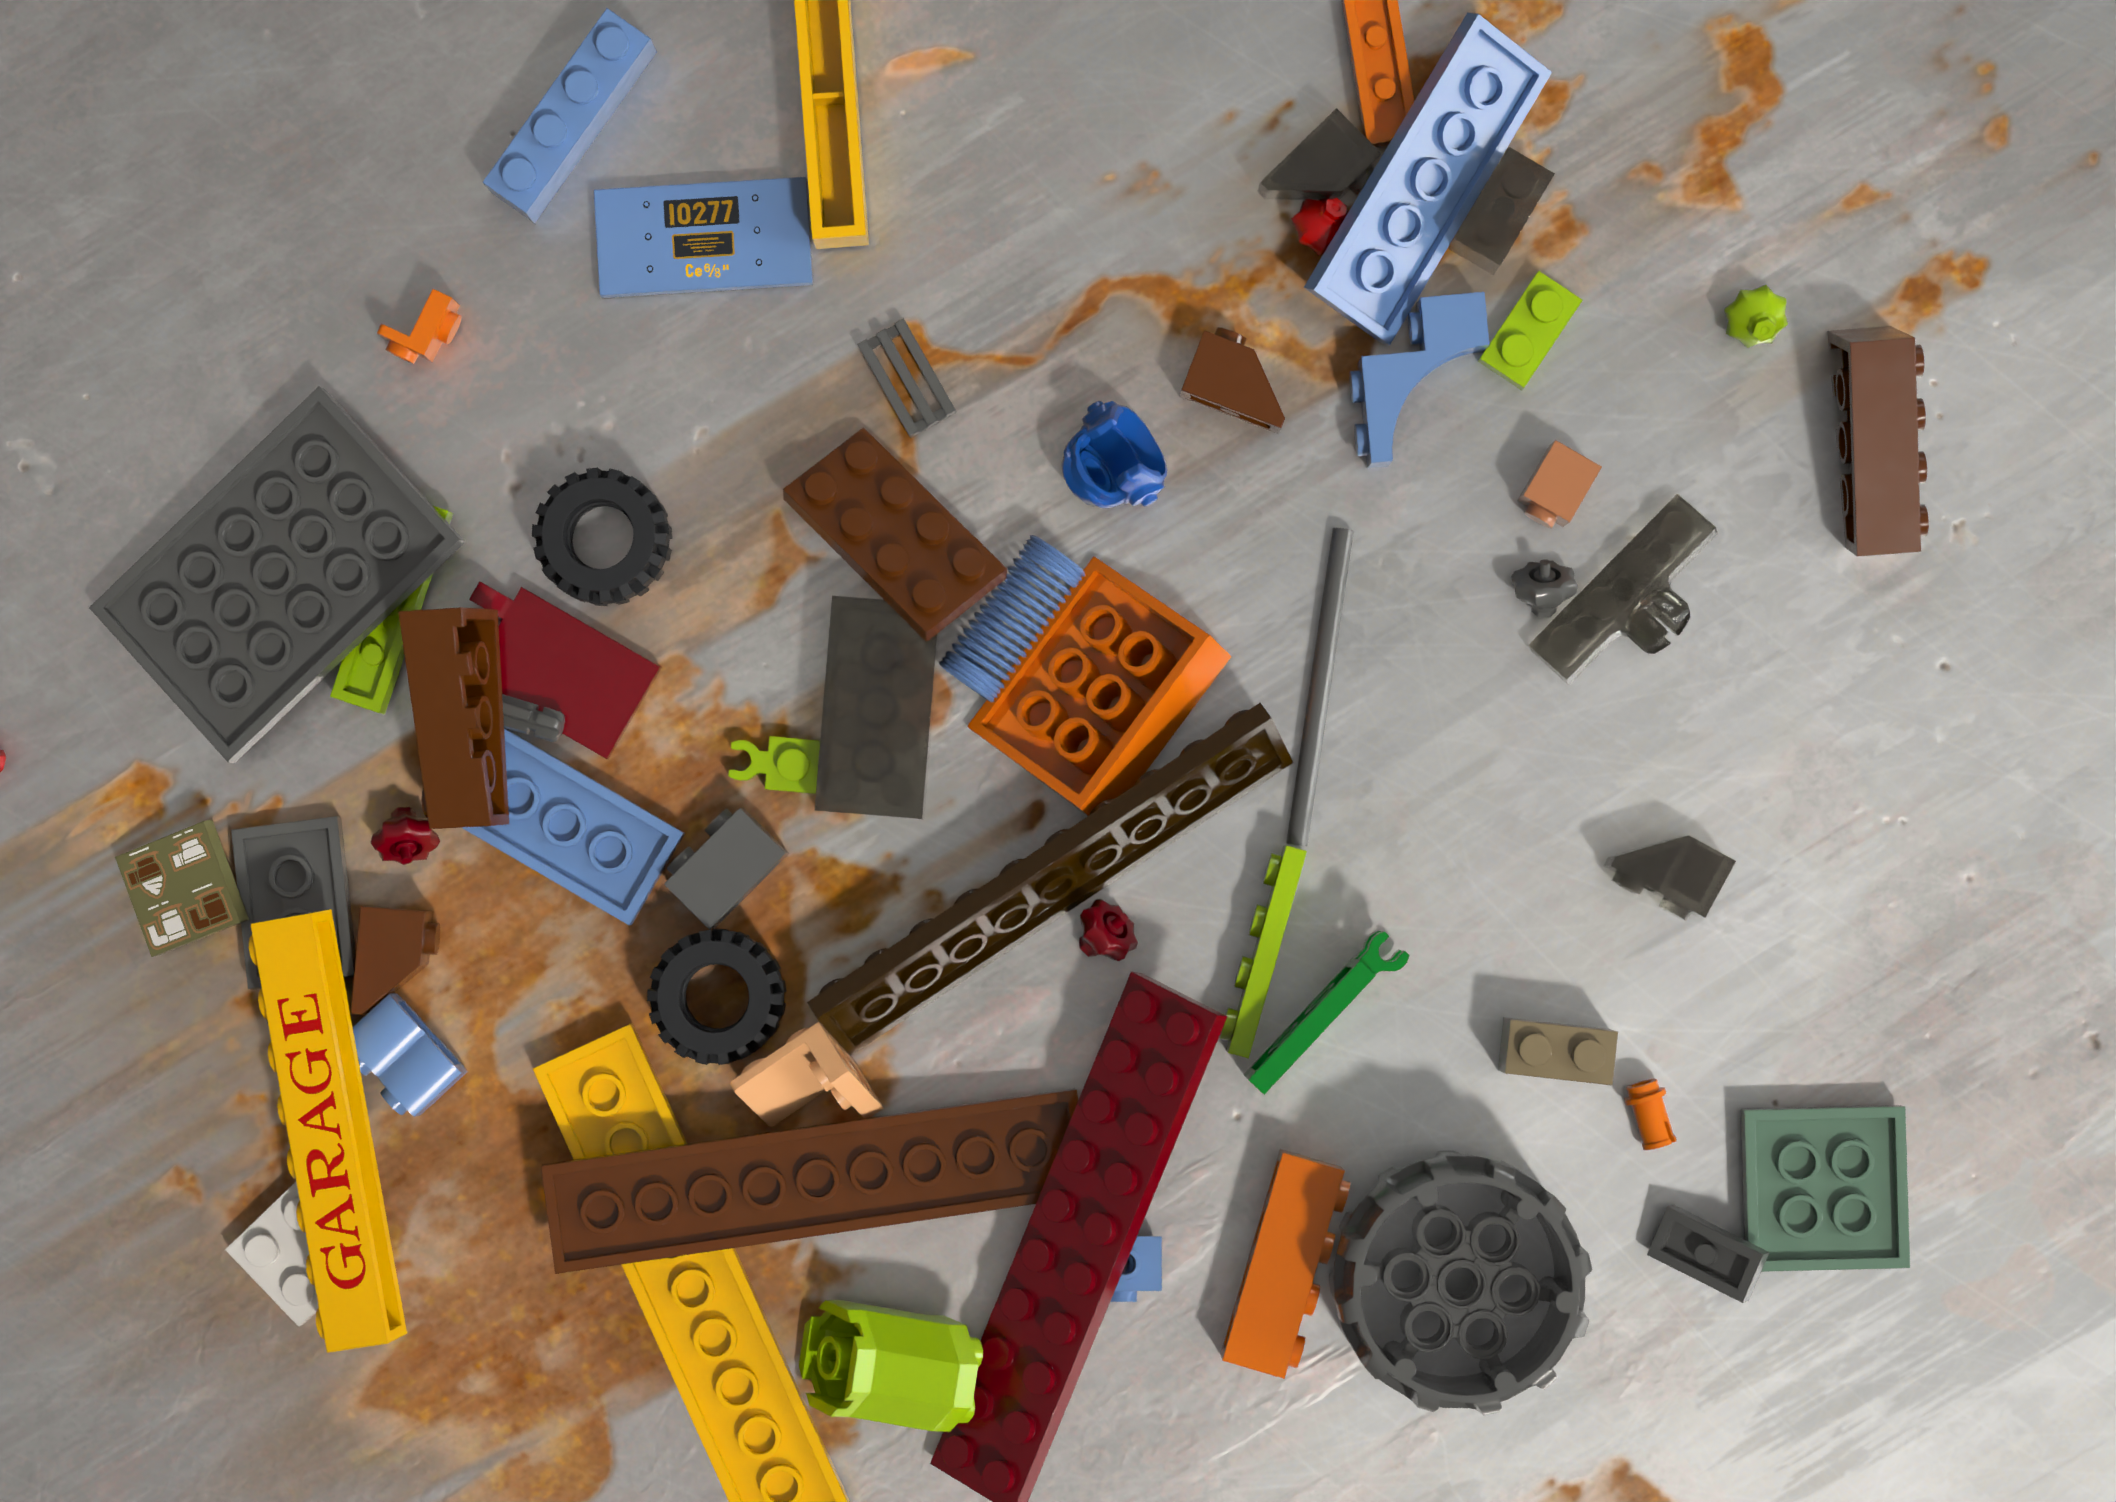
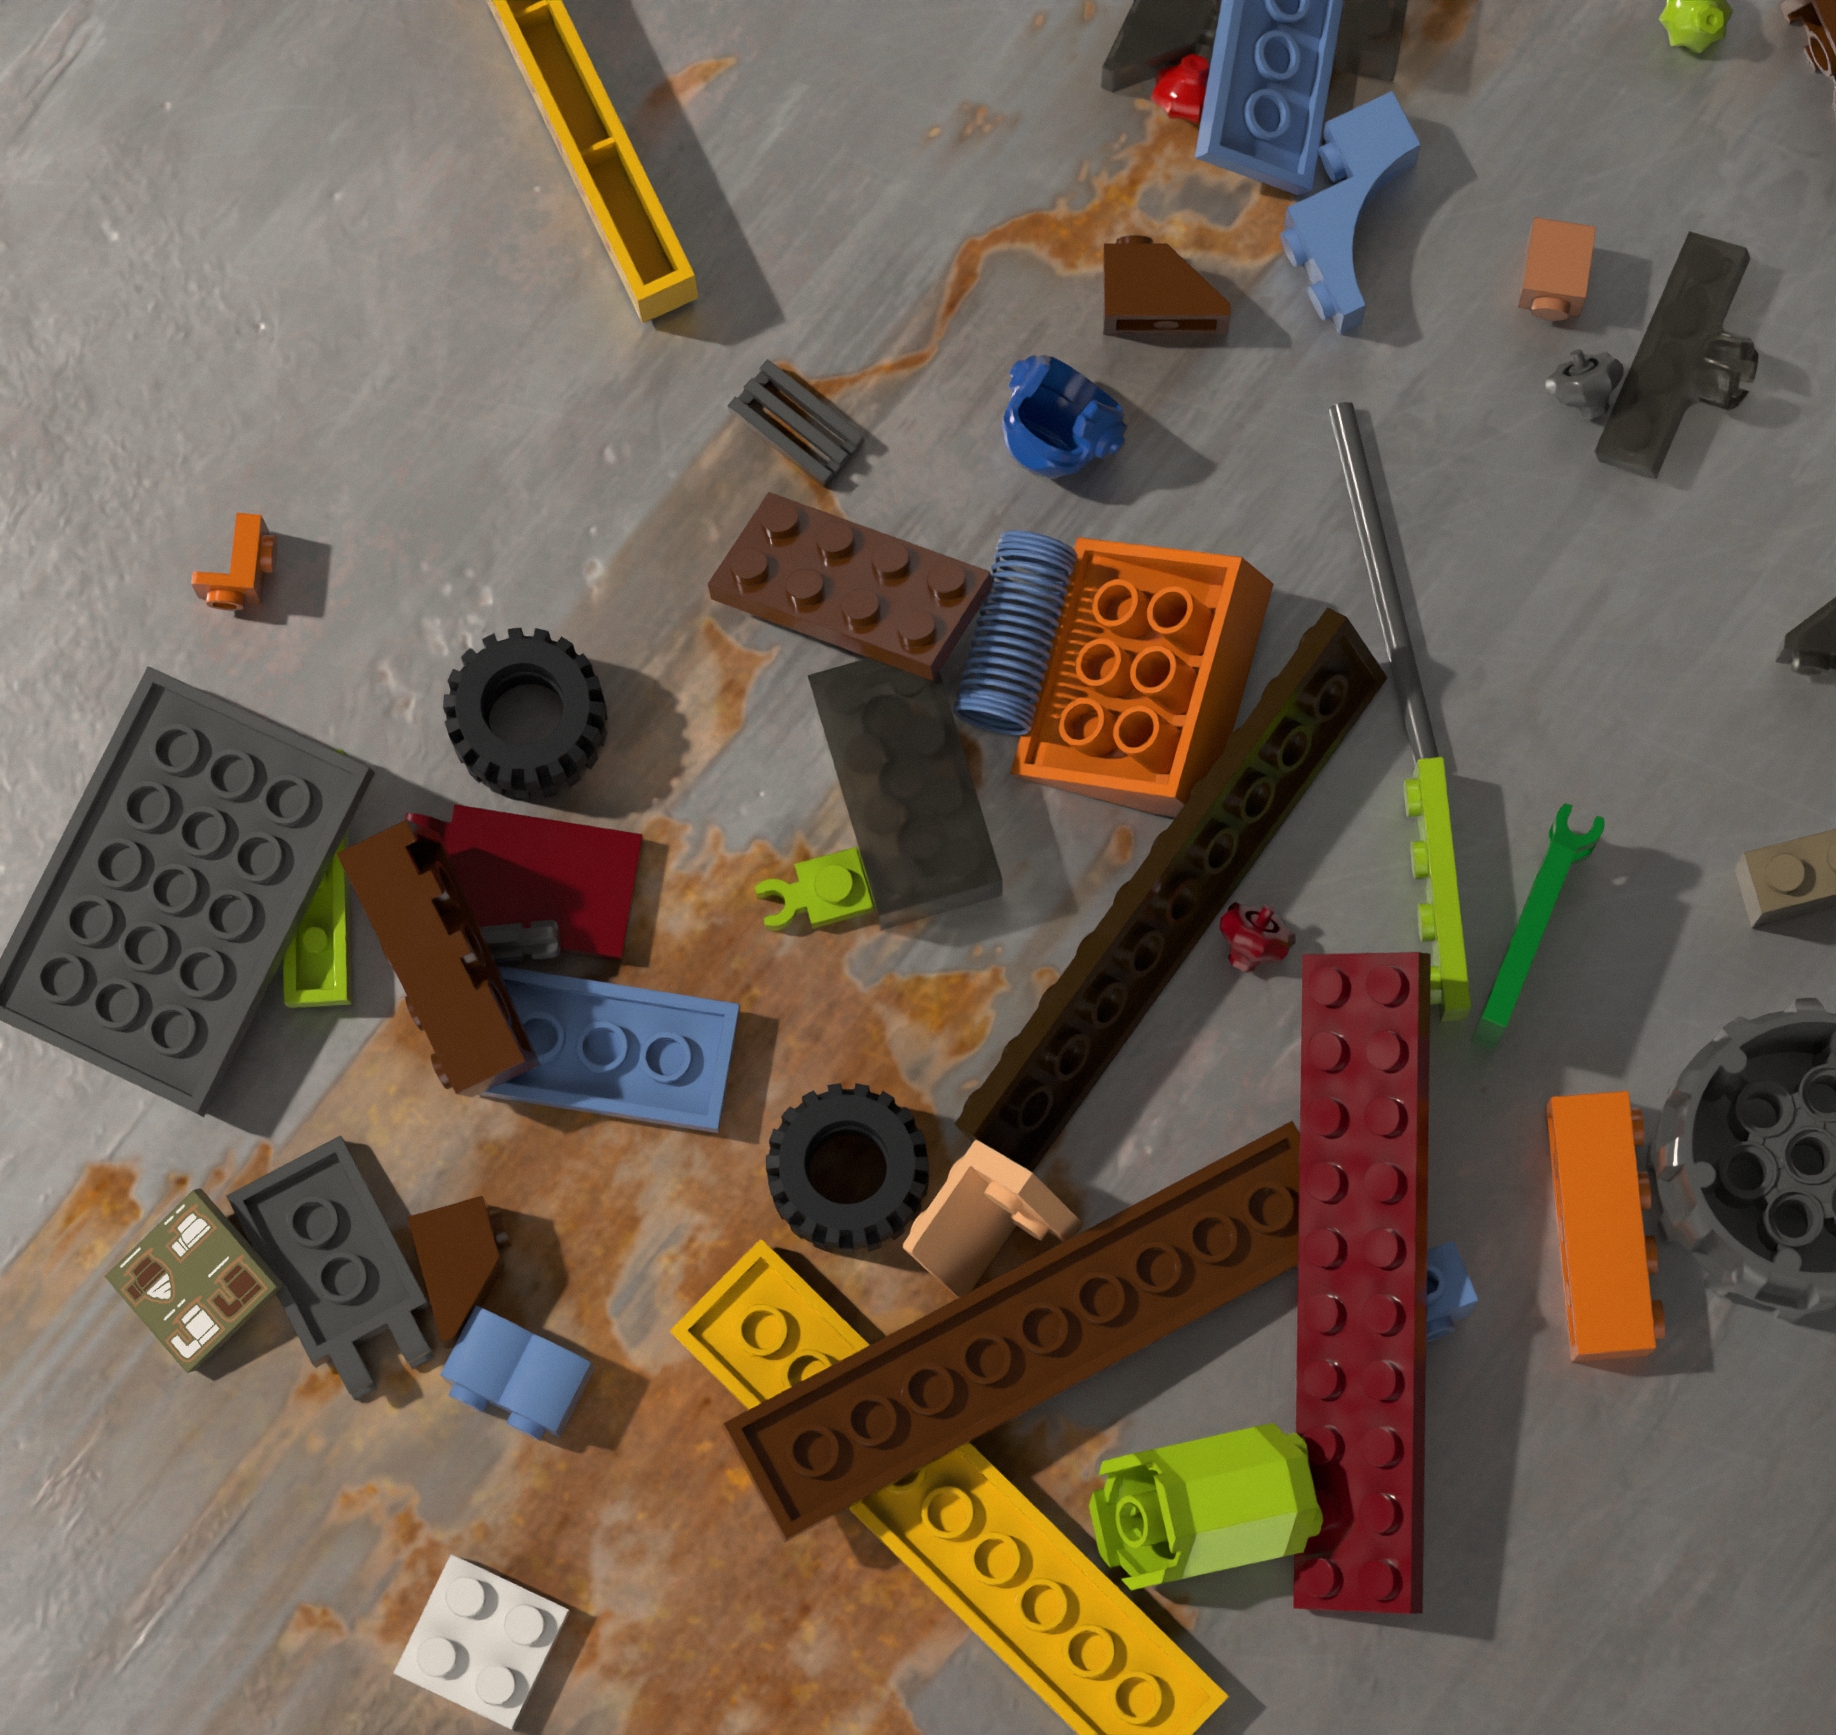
camera: 20 degrees left, 10 degrees down
(327, 1131) = (465, 1479): yellow brick -> none
(404, 837) = (427, 1130): dark red piece -> none
(570, 115) = (318, 278): medium blue brick -> none
(703, 237) = (513, 356): medium blue tile -> none
(724, 867) = (801, 1024): dark grey brick -> none
(1530, 330) = (1457, 121): lime plate -> none

